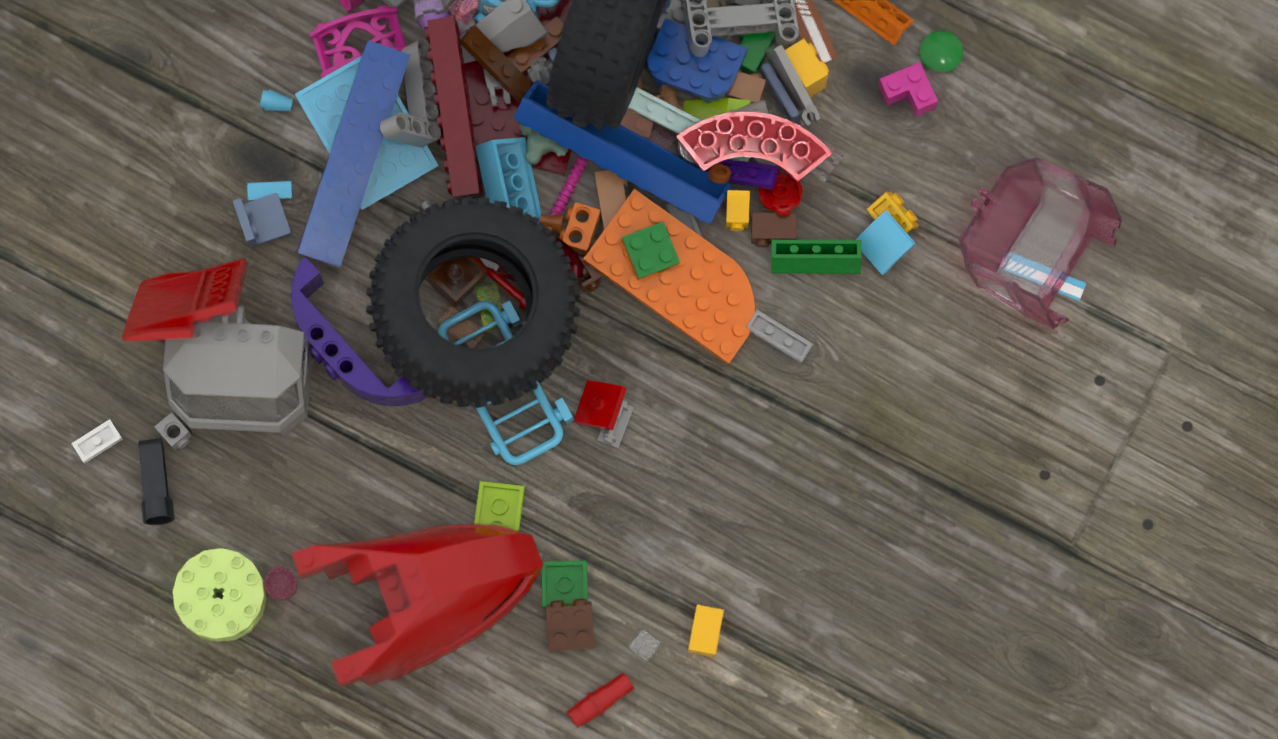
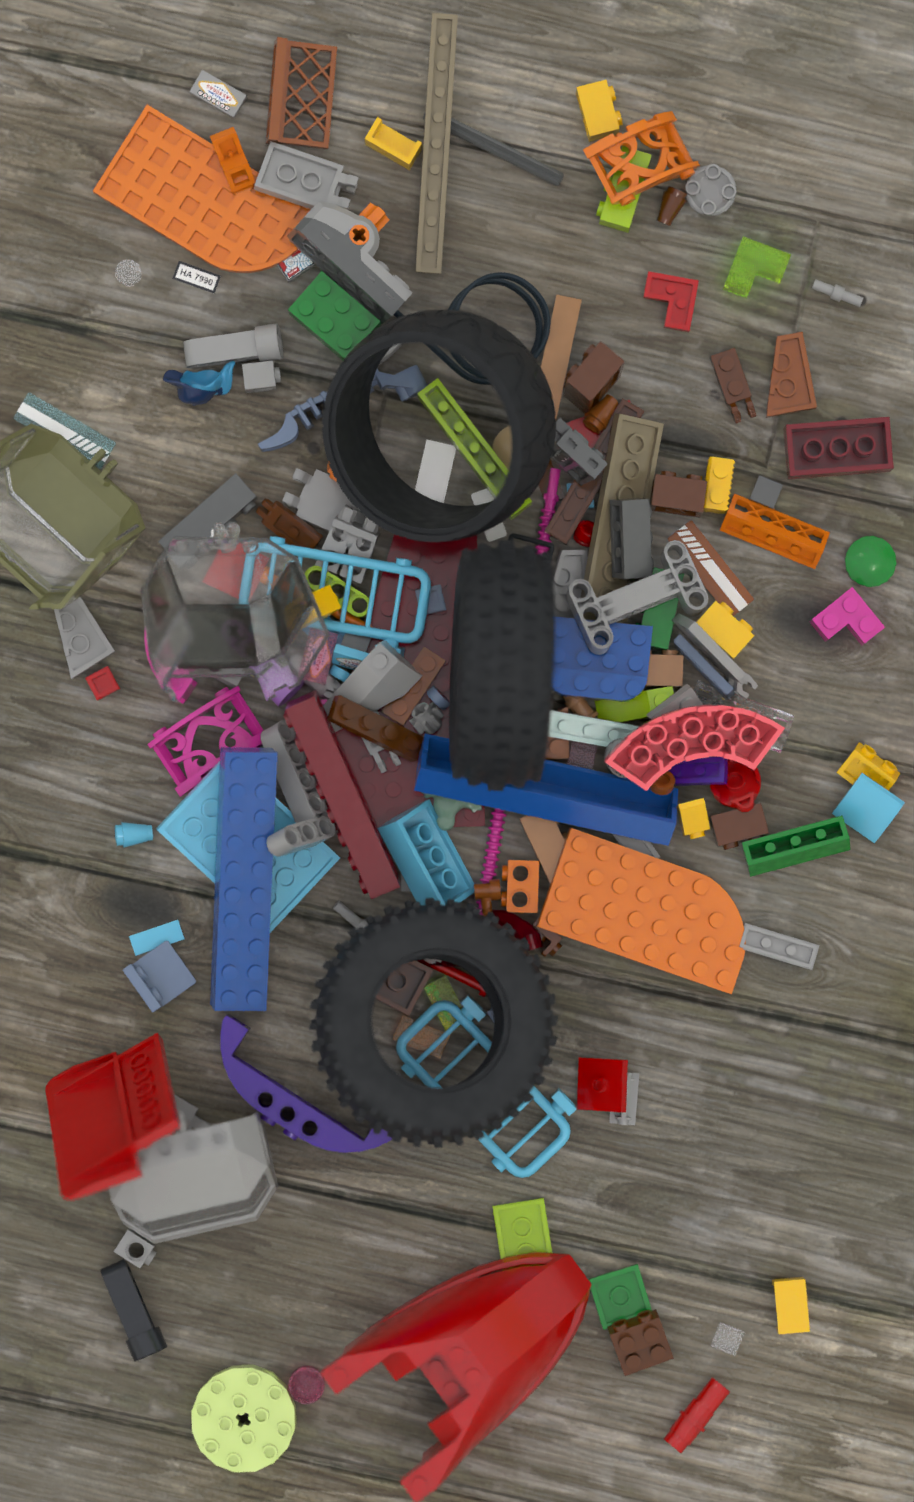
camera: 15 degrees left, 10 degrees up
(97, 441) = (53, 1282): white plate -> none
(650, 250) = (610, 896): green plate -> none

